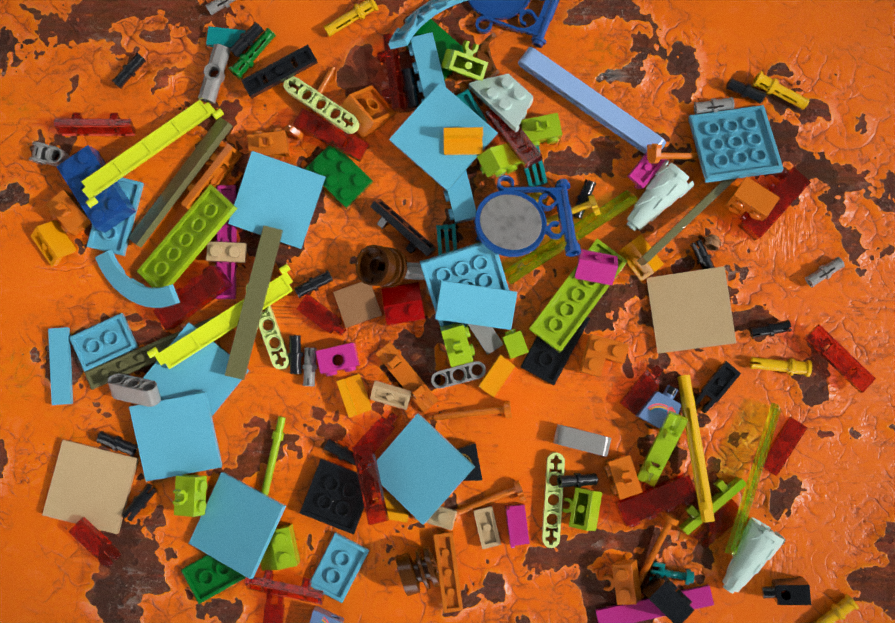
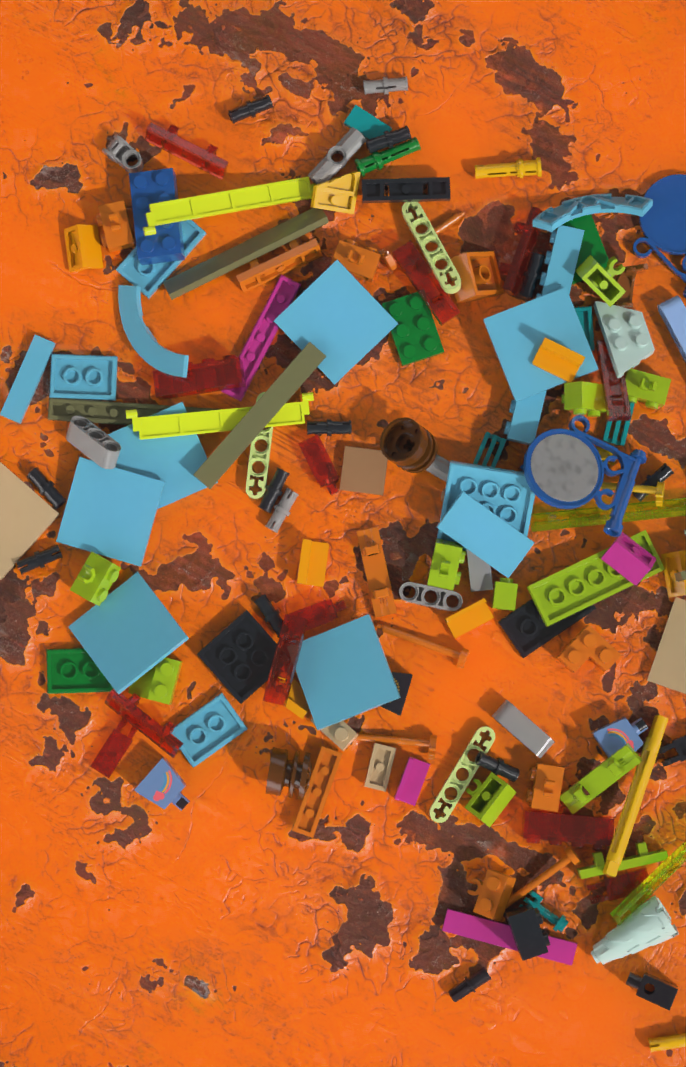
camera: 25 degrees right, 0 degrees up
(187, 238) = (224, 315): lime plate -> none
(226, 252) = (257, 349): tan plate -> none
(228, 101) = (337, 194): none -> yellow wing
(277, 437) = (213, 564): lime bar -> none
(326, 359) = (305, 508): dark pink brick -> none
(390, 395) = (350, 582): tan plate -> none
(403, 304) = (410, 495): red slope -> none
(416, 239) = (458, 434): black hinge -> none
(641, 390) = (611, 709): clear red hinge -> none

